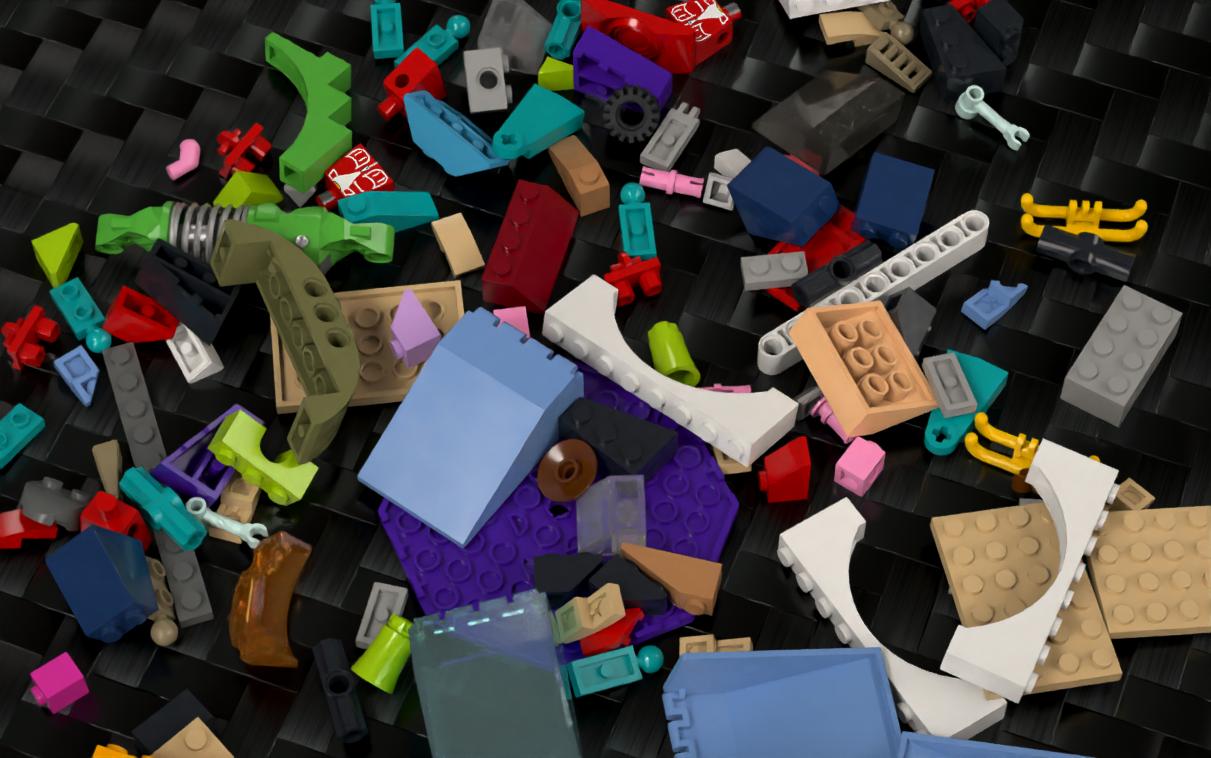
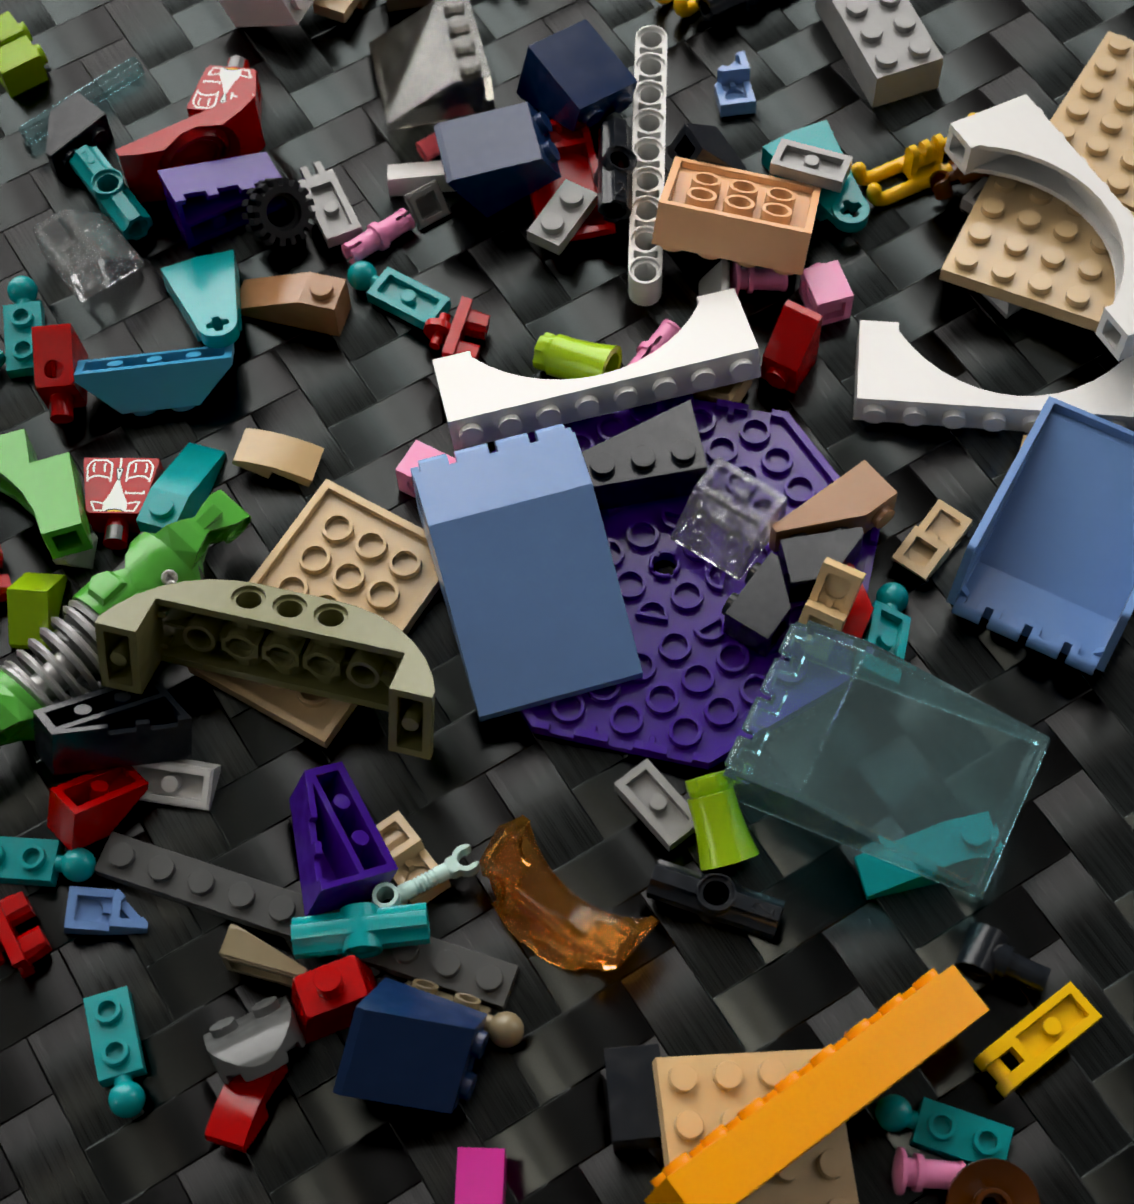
camera: 50 degrees left, 5 degrees up
(239, 446) = (363, 799): lime arch -> none
(412, 332) = (357, 553): lavender slope -> none
(479, 63) = (98, 303): light grey brick -> none
(529, 248) = (342, 399): dark red slope -> none
(556, 75) = (166, 245): lime slope -> none
(558, 466) = (623, 518): reddish brown dish -> none

